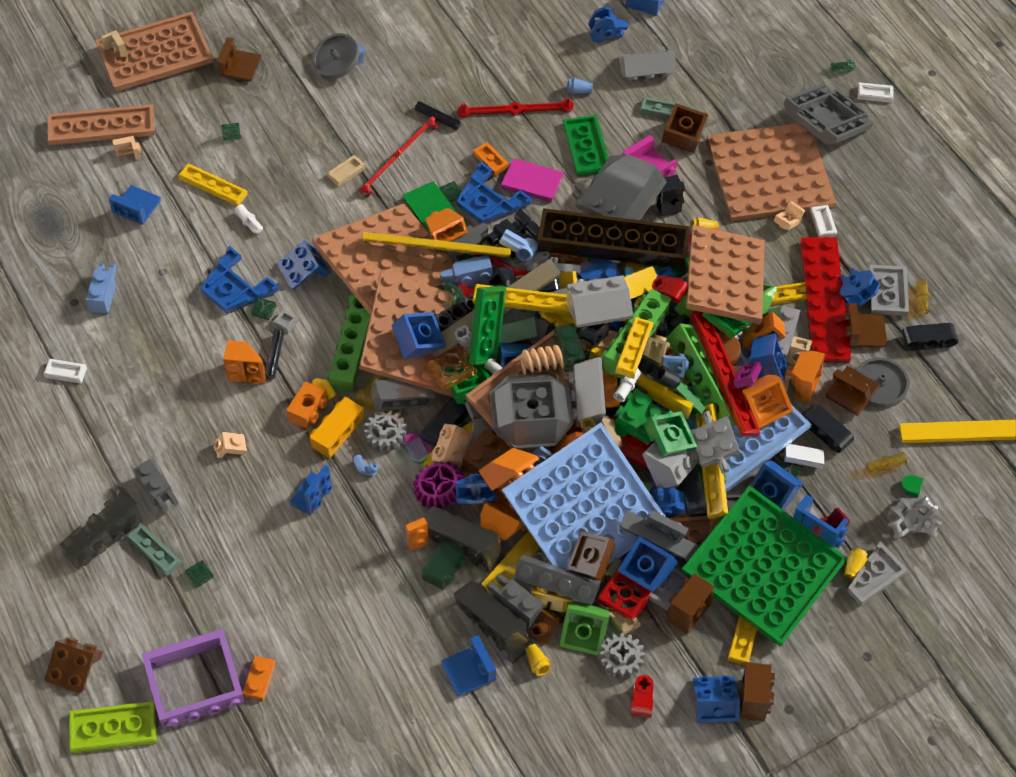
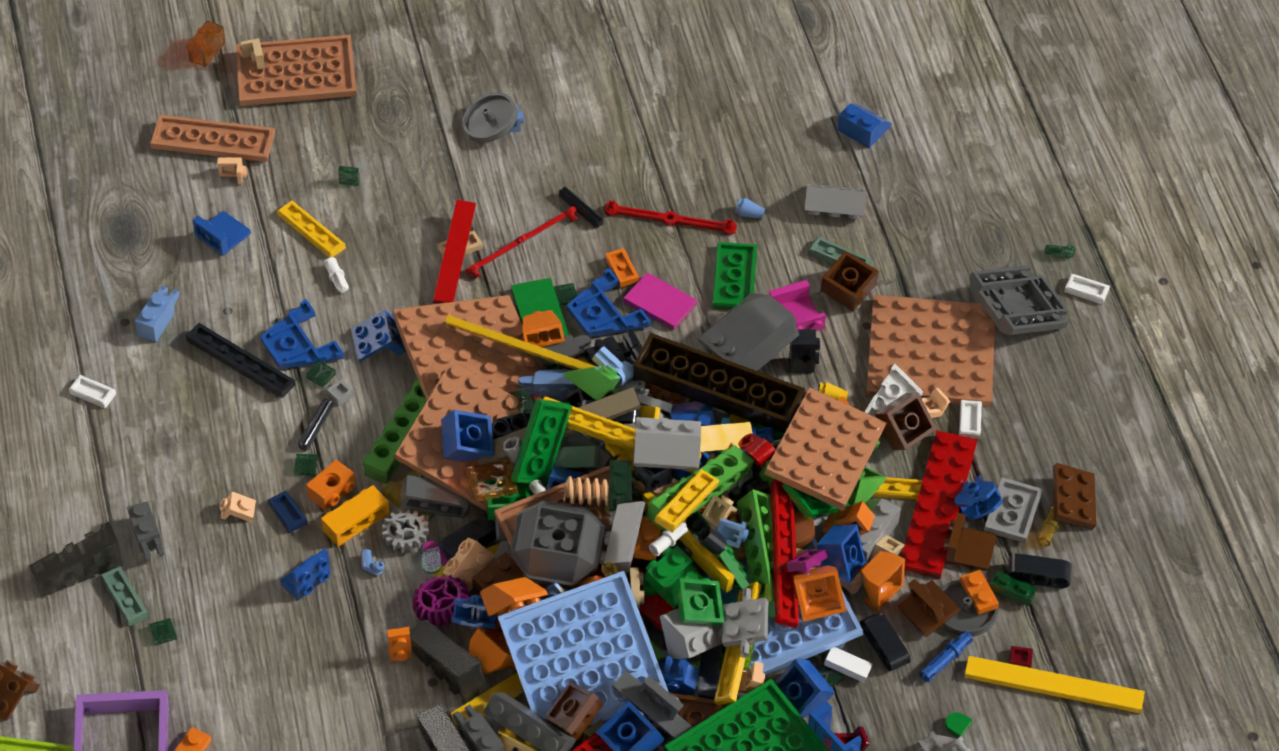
camera: 15 degrees right, 5 degrees down
(68, 44) = (206, 43): none -> clear orange brick
(189, 313) = (240, 360): none -> black plate
(237, 63) = (380, 102): reddish brown bracket -> none
(243, 363) = (276, 425): orange slope -> none
(275, 438) = (287, 512): none -> dark blue tile
(277, 391) = (306, 464): none -> clear green tile
(325, 384) = (359, 471): yellow arm -> none
(345, 177) = (454, 252): none -> red tile
(443, 565) = (418, 683): clear green brick -> none
(509, 259) = (595, 381): none -> bright green slope
(606, 26) = (803, 148): blue hinge -> none
(734, 488) = (752, 678): none -> light nougat bracket
(757, 215) = (893, 387): none -> white wing
(779, 235) = (906, 421): none -> reddish brown brick
(884, 422) = (951, 651): none -> blue pin
(886, 463) = (937, 693): clear yellow pin -> none
(887, 364) = (979, 591): none -> orange plate
(913, 357) = (1012, 588): none -> dark green plate
(933, 266) = (1074, 496): none -> reddish brown plate
(941, 413) = (1021, 656): none -> dark red tile

